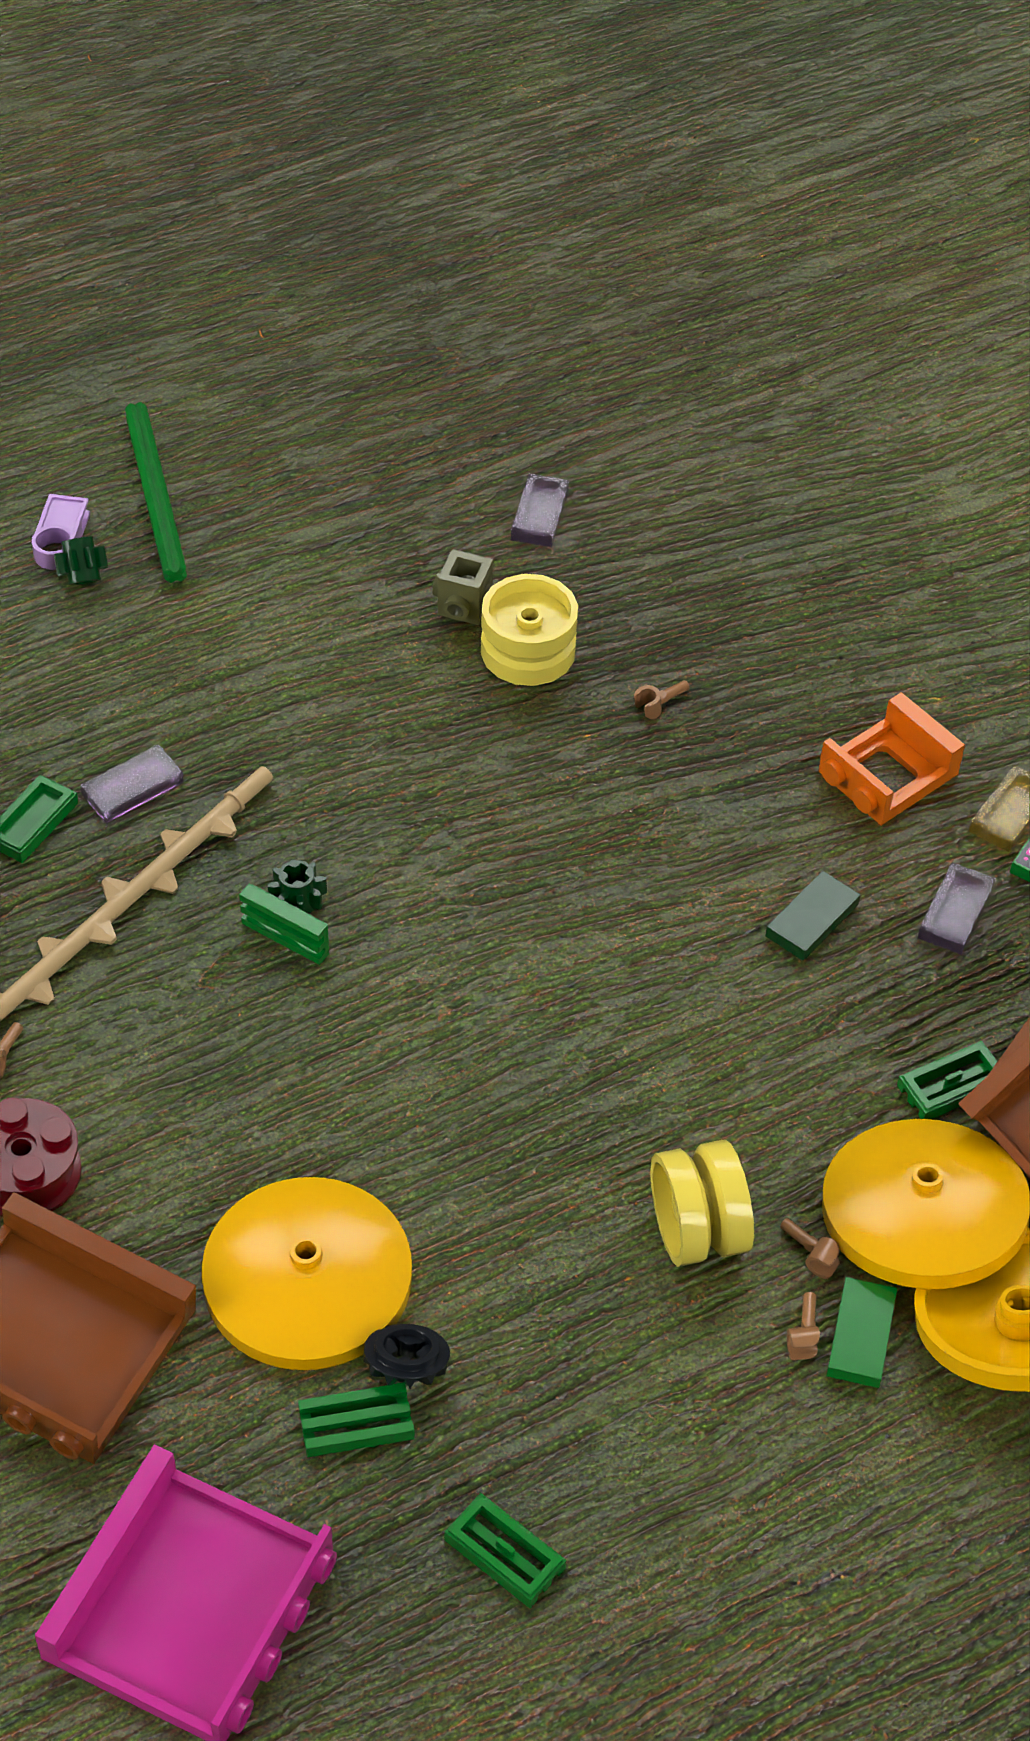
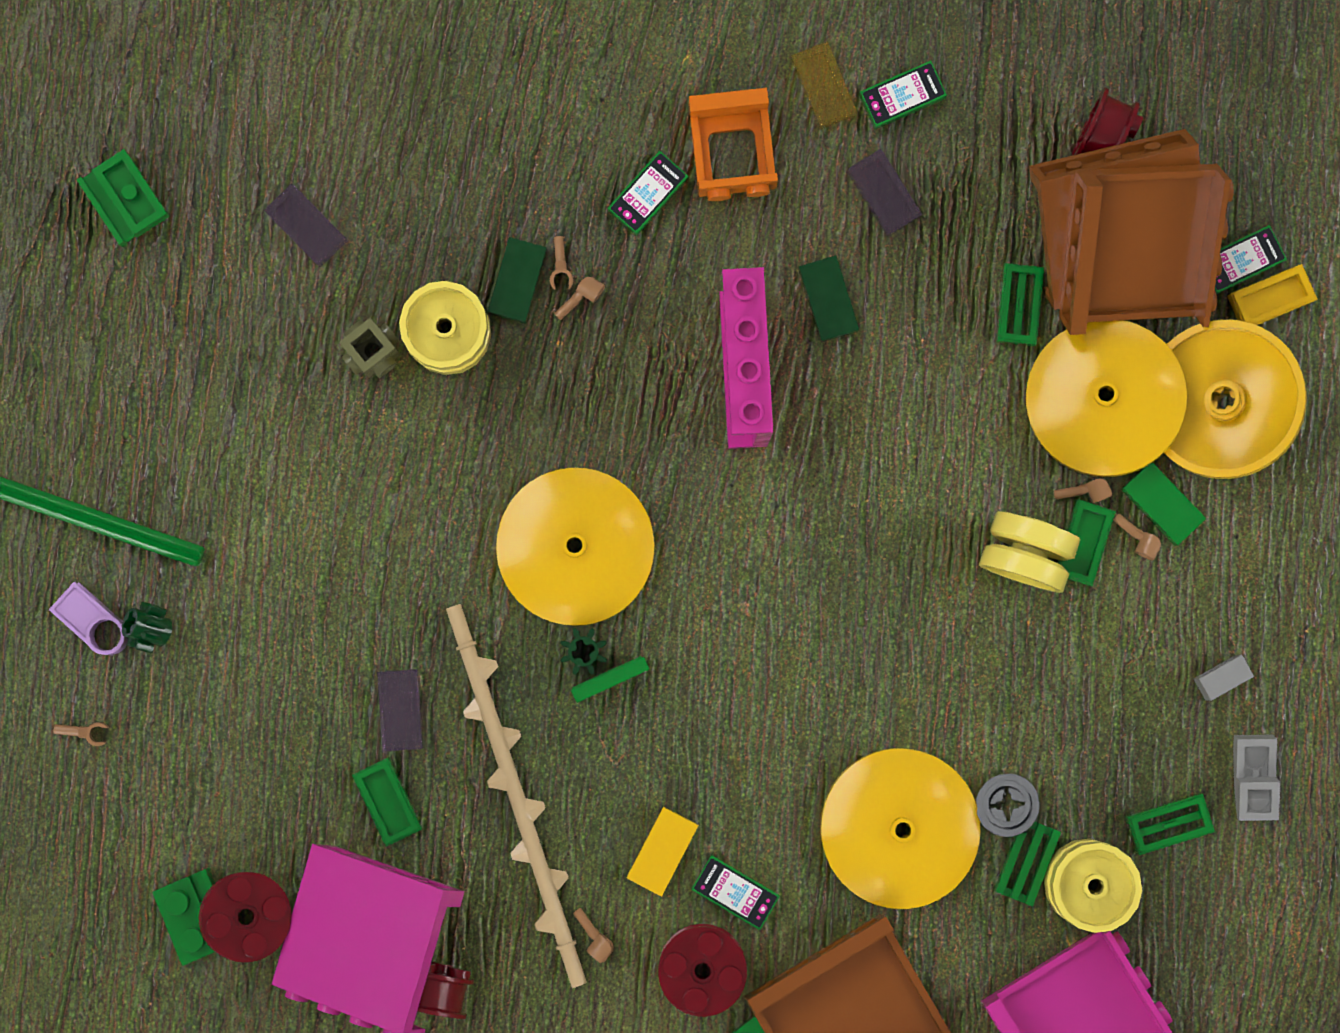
camera: 55 degrees left, 35 degrees up
(130, 1153) = (735, 892): none -> tile
(131, 1065) = (662, 851): none -> yellow tile
(373, 1483) = (1090, 909): none -> light yellow wheel
(399, 840) = (584, 584): none -> yellow dish
(460, 383) = (123, 198): none -> green plate
(618, 672) = (517, 280): none -> dark green tile
(629, 1614) = (1255, 777): none -> light grey slope
(656, 723) = (588, 288): none -> medium nougat hand
(694, 832) = (745, 358): none -> dark pink panel
(718, 1504) = (1223, 677): none -> light grey piece
(756, 1279) = (1092, 526): none -> green tile
(785, 726) = (648, 193): none -> tile

